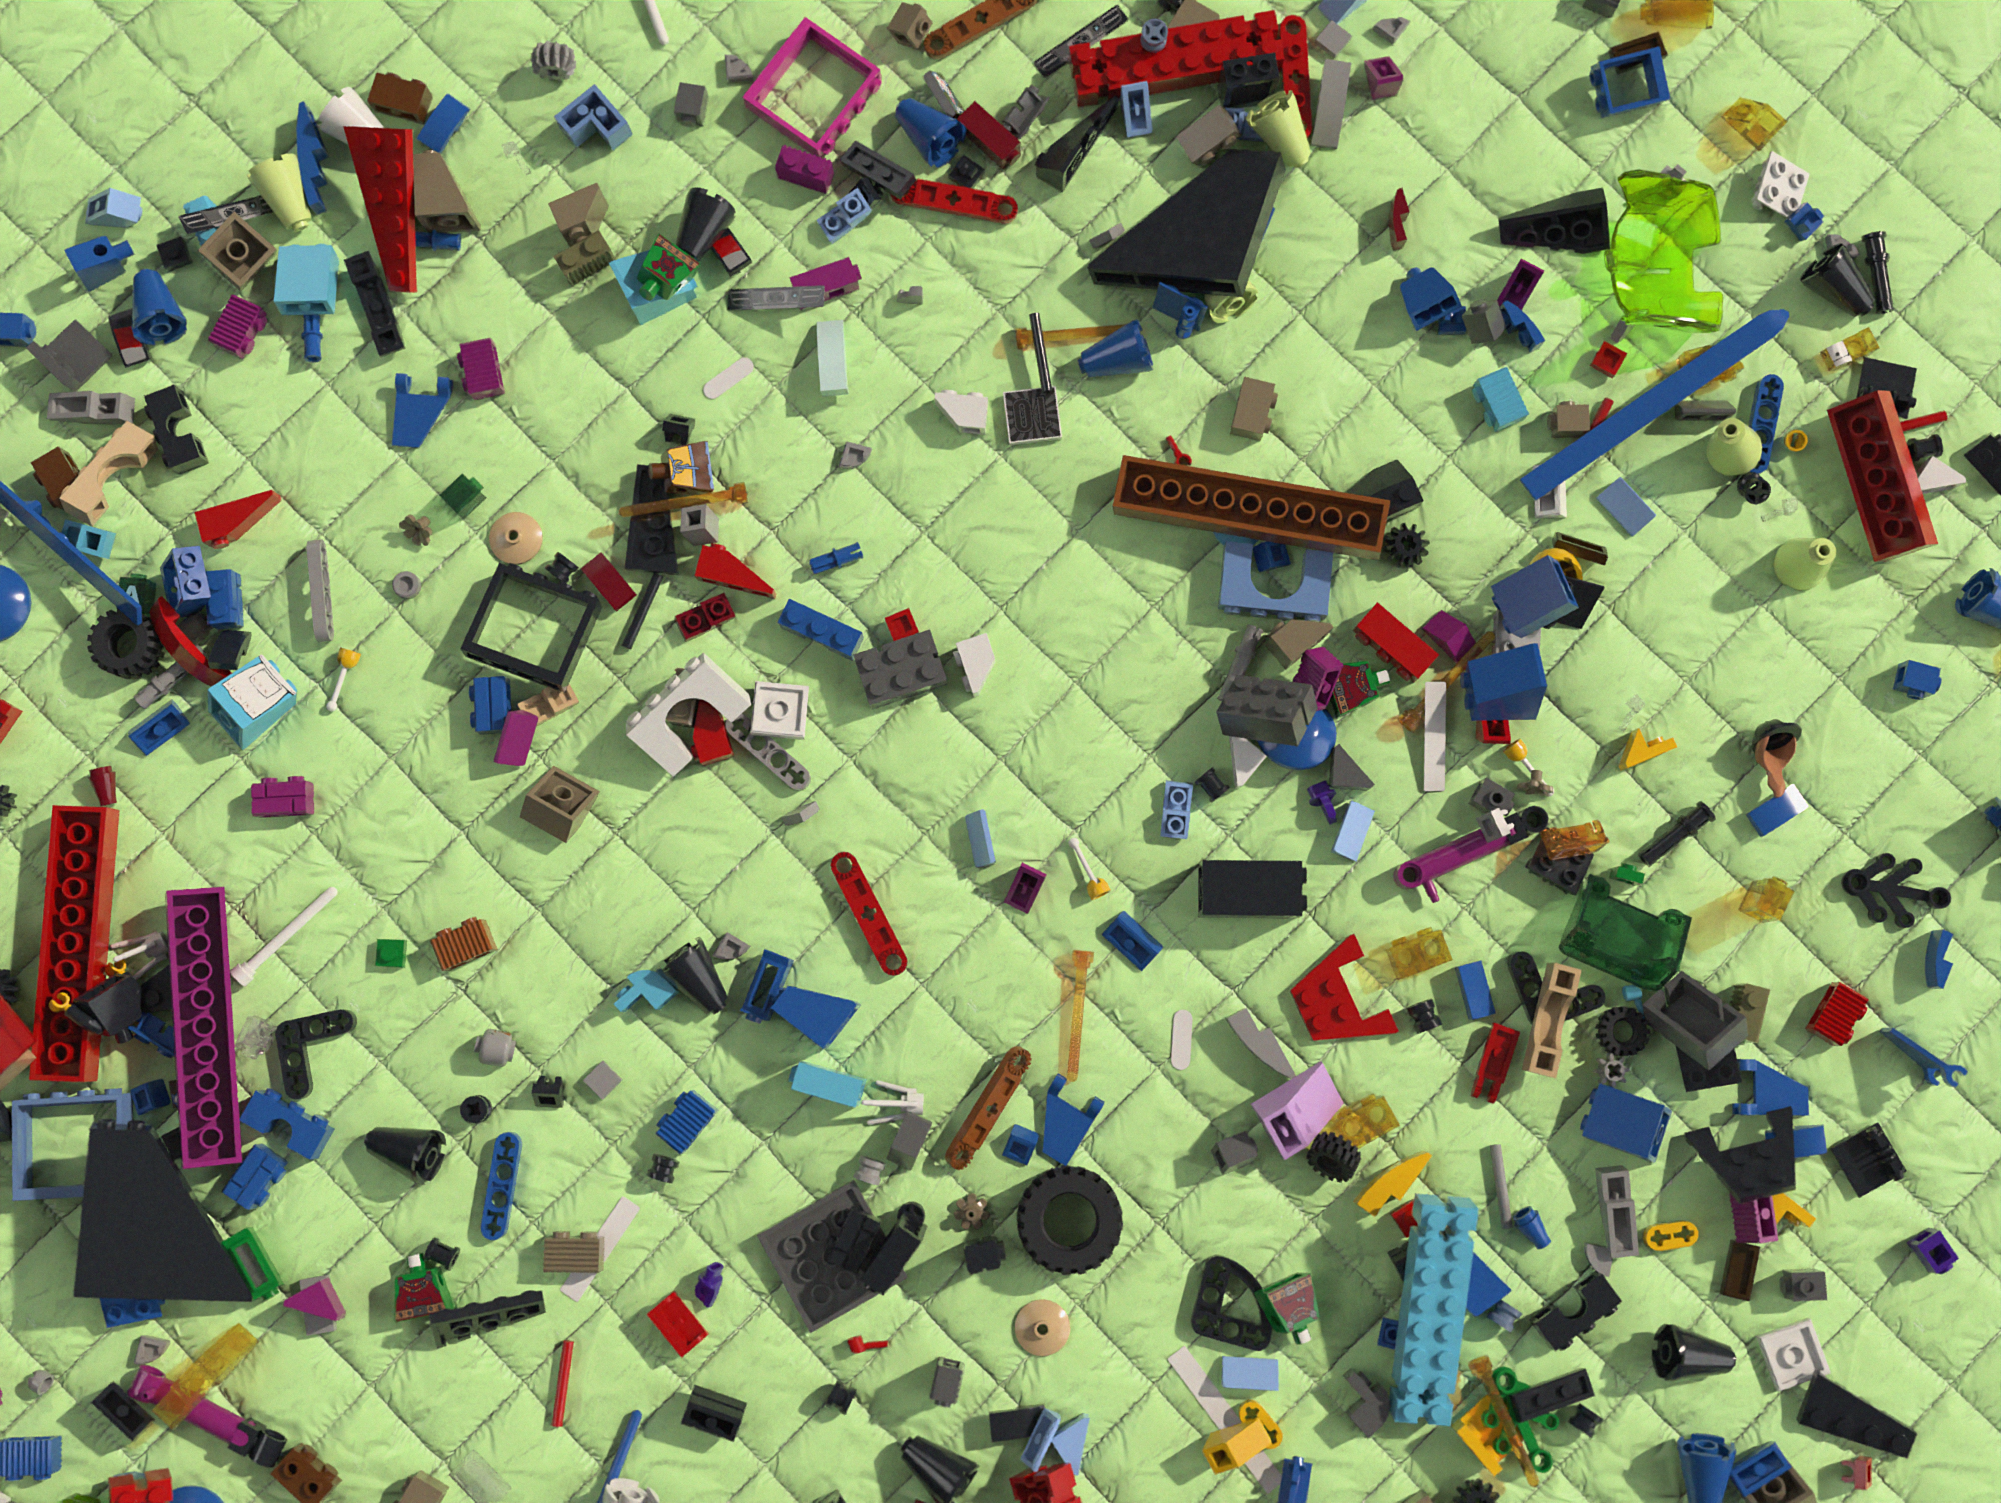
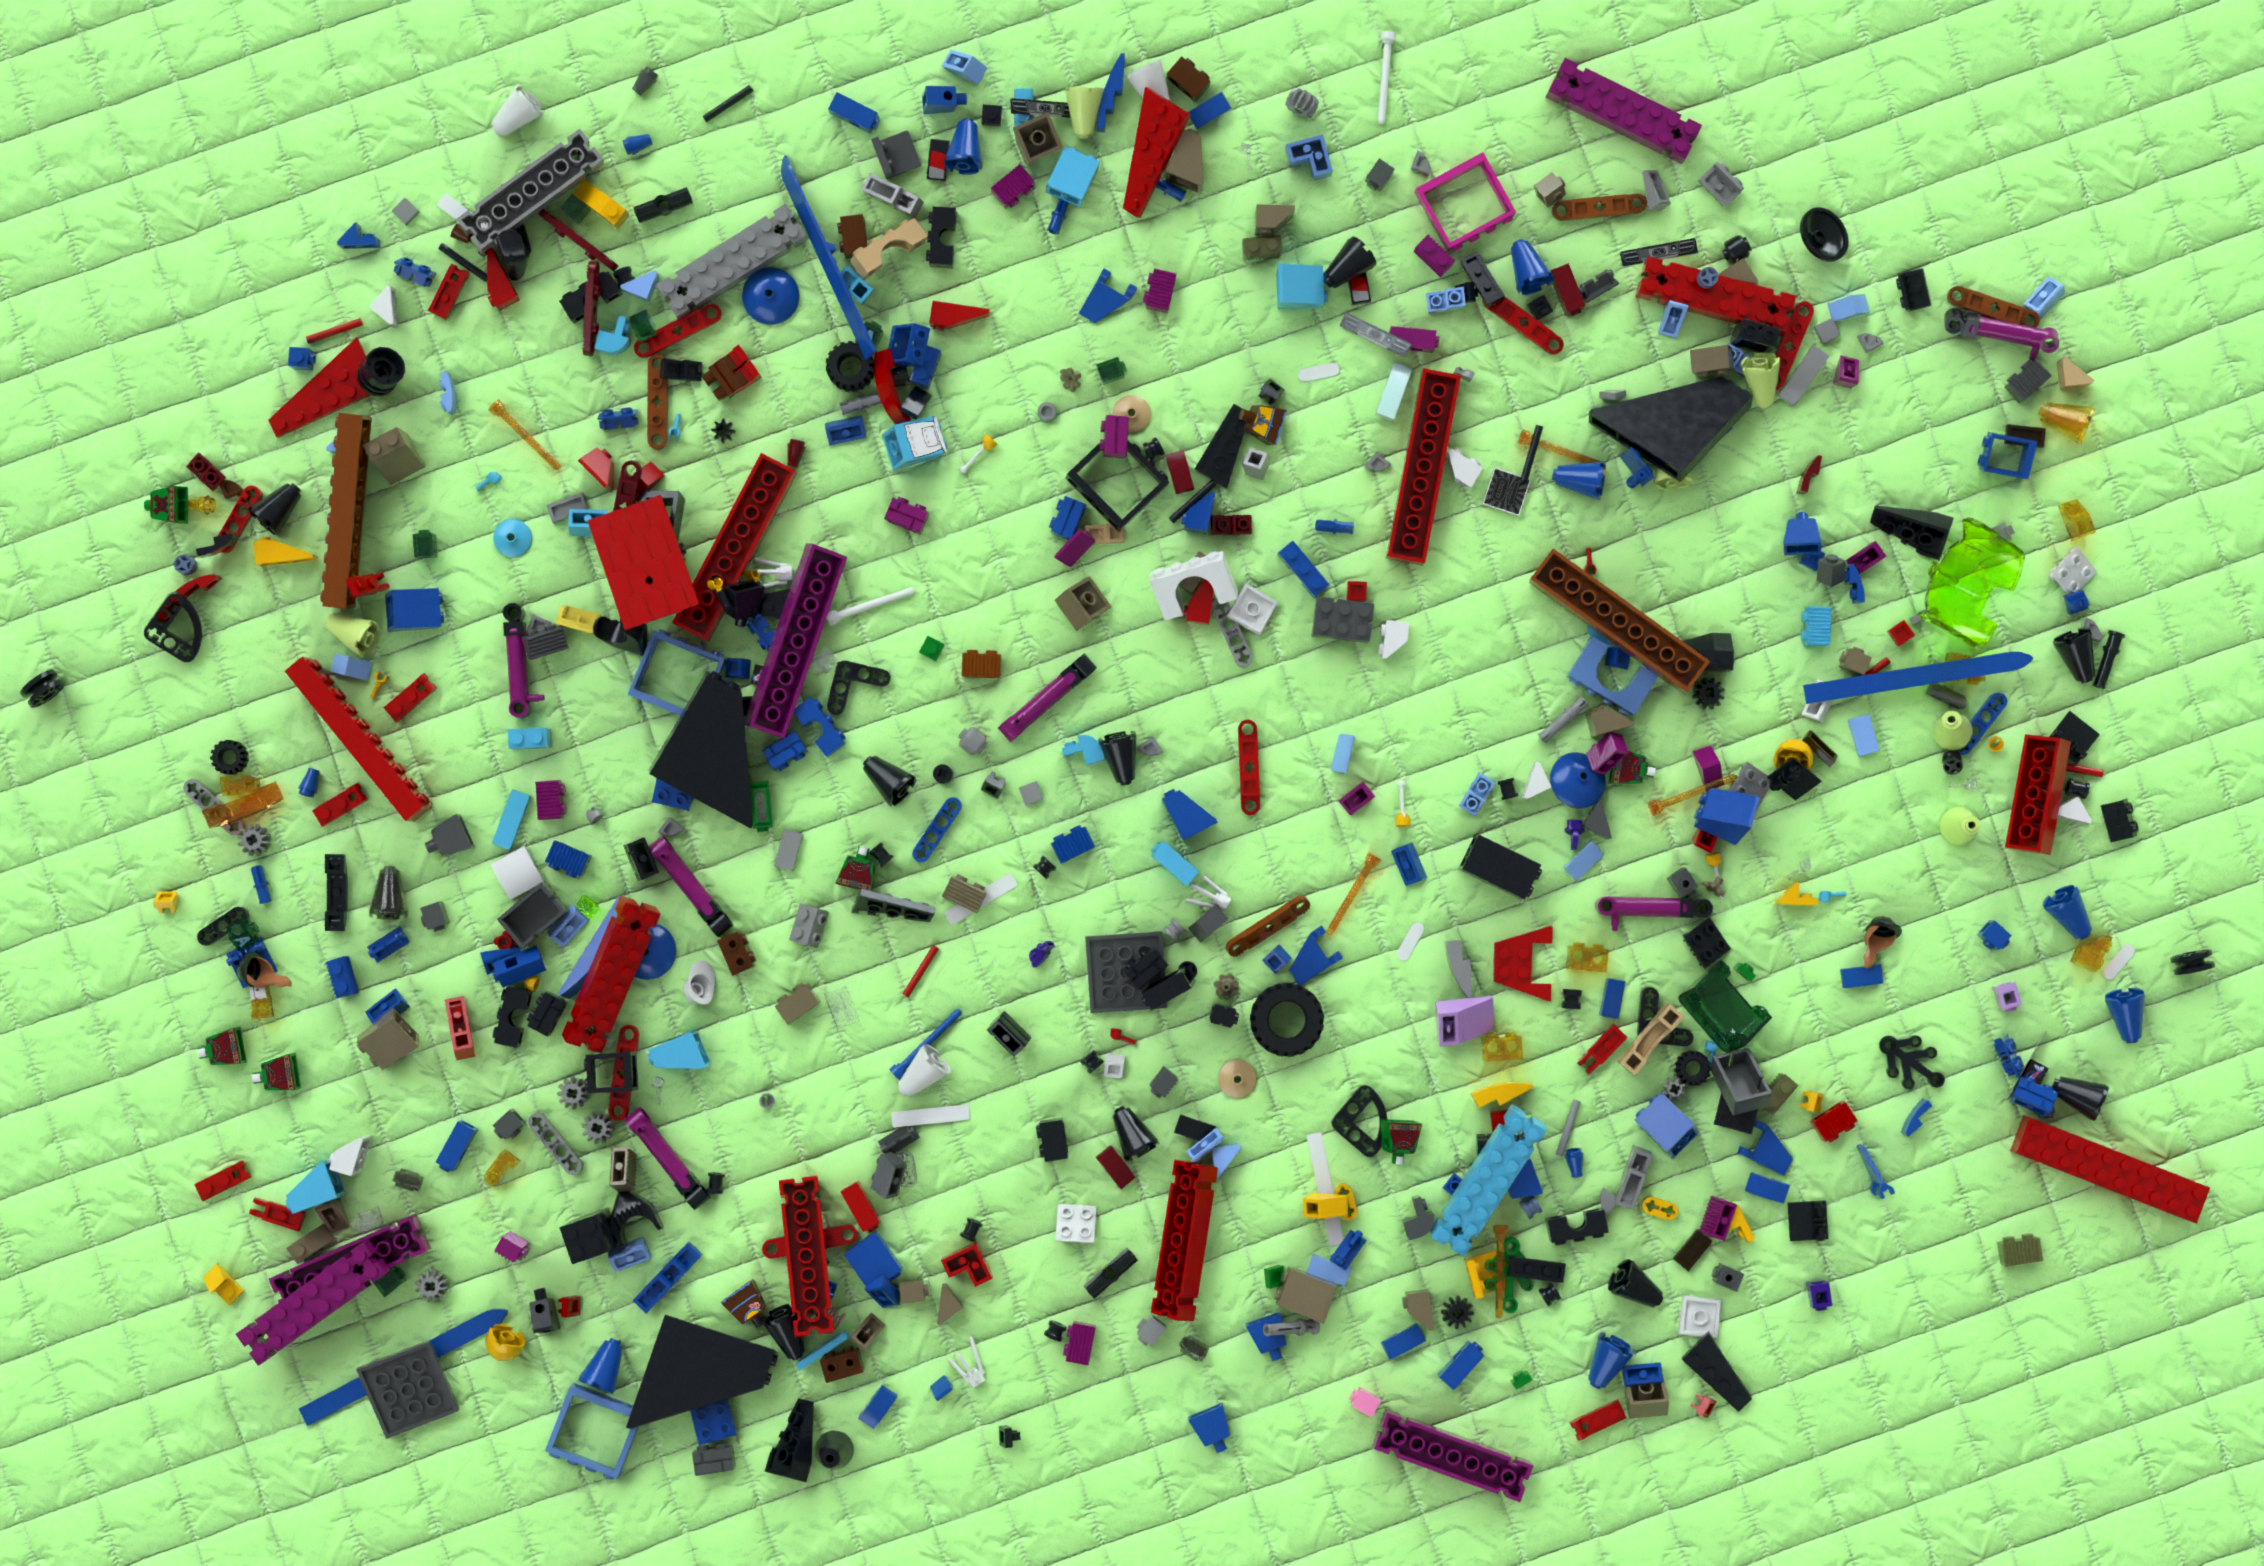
camera: 15 degrees right, 5 degrees up
(204, 1375) = (702, 860): clear yellow slope -> none
(318, 1300) = (792, 846): magenta slope -> none
(320, 590) = (990, 389): light grey beam -> none
(375, 303) = (1110, 214): black slope -> none
(388, 1393) = (808, 925): none -> light grey bracket
(501, 573) = (1115, 436): none -> magenta brick
(584, 910) = (1047, 697): none -> magenta piece
(657, 622) = (1199, 515): none -> blue slope
(665, 270) = (1312, 284): green torso -> none
(677, 1324) = (1010, 968): red hinge -> none
(725, 570) = (1260, 501): red slope -> none
(736, 493) = (1289, 453): clear orange piece -> none
(784, 965) = (1148, 797): blue window -> none
(800, 814) = (1234, 683): light grey tile -> none
(873, 1387) = (1114, 1065): none -> white slope
(912, 432) = (1423, 467): none -> red brick
(943, 94) = (1550, 248): tile -> none
(1068, 152) = (1612, 327): black wedge -> none
(1234, 1152) = (1410, 1027): dark grey brick -> none
(1250, 1373) = (1354, 1167): light blue slope -> none
(1253, 408) = (1652, 556): dark tan brick -> none
(1267, 710) = (1565, 758): dark grey piece -> none
(1333, 1157) = (1471, 1059): black tyre -> none
(1395, 643) = (1669, 753): red brick -> none
(1435, 736) = (1666, 825): white sticker -> none
(1494, 825) = (1674, 899): light grey tile -> none
(1533, 597) = (1771, 766): blue brick -> none
(1574, 840) = (1722, 933): clear orange hinge -> none
(1680, 730) = (1825, 895): none -> medium azure hand
(1685, 827) = (1797, 959): black pin -> none
(1754, 1168) = (1733, 1190): black wing -> none
(1766, 899) = (1825, 1028): clear yellow brick -> none
(1799, 1001) = (1814, 1103): none -> yellow tile
(1850, 350) = (2061, 701): clear yellow leg -> none
(1982, 748) = (2013, 996): none -> lavender brick

